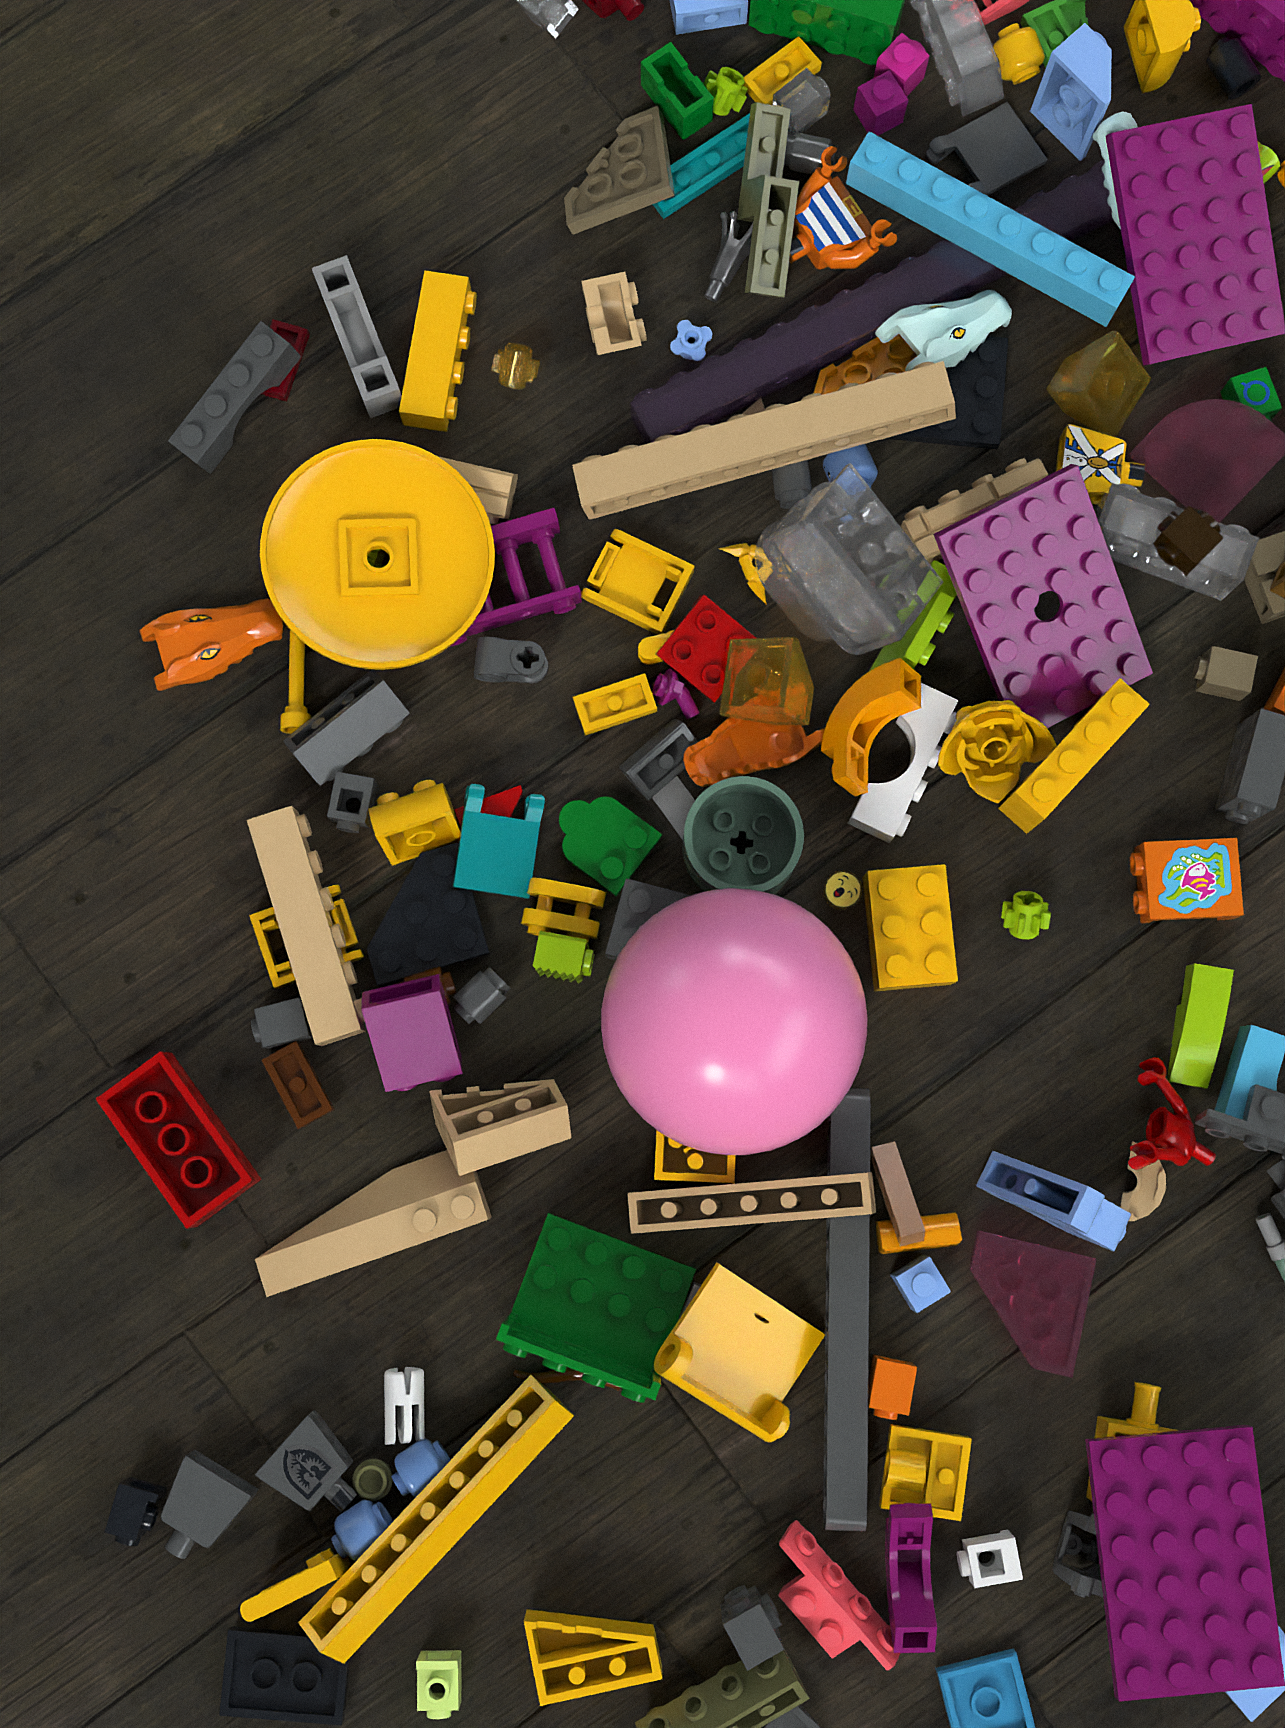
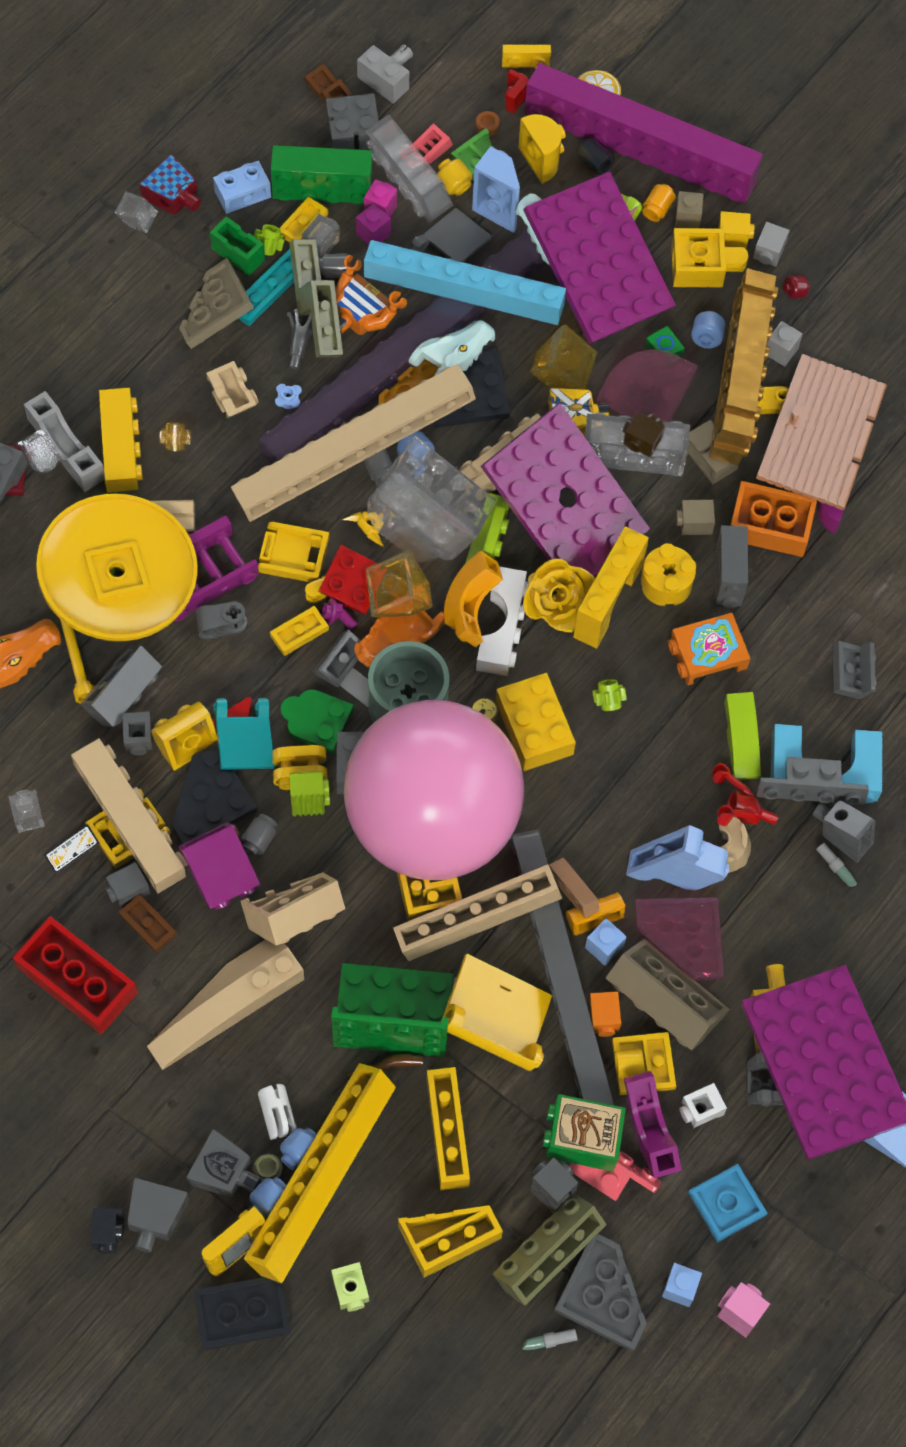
camera: 20 degrees left, 15 degrees down
(172, 877) = (26, 810): none -> clear brick
(223, 947) = (71, 848): none -> sticker
(320, 344) = (40, 451): none -> clear brick
(628, 1500) = (448, 1129): none -> yellow brick
(814, 1568) = (584, 1132): none -> brick
(987, 1381) = (667, 994): none -> dark tan slope
(1175, 739) = (668, 575): none -> yellow brick

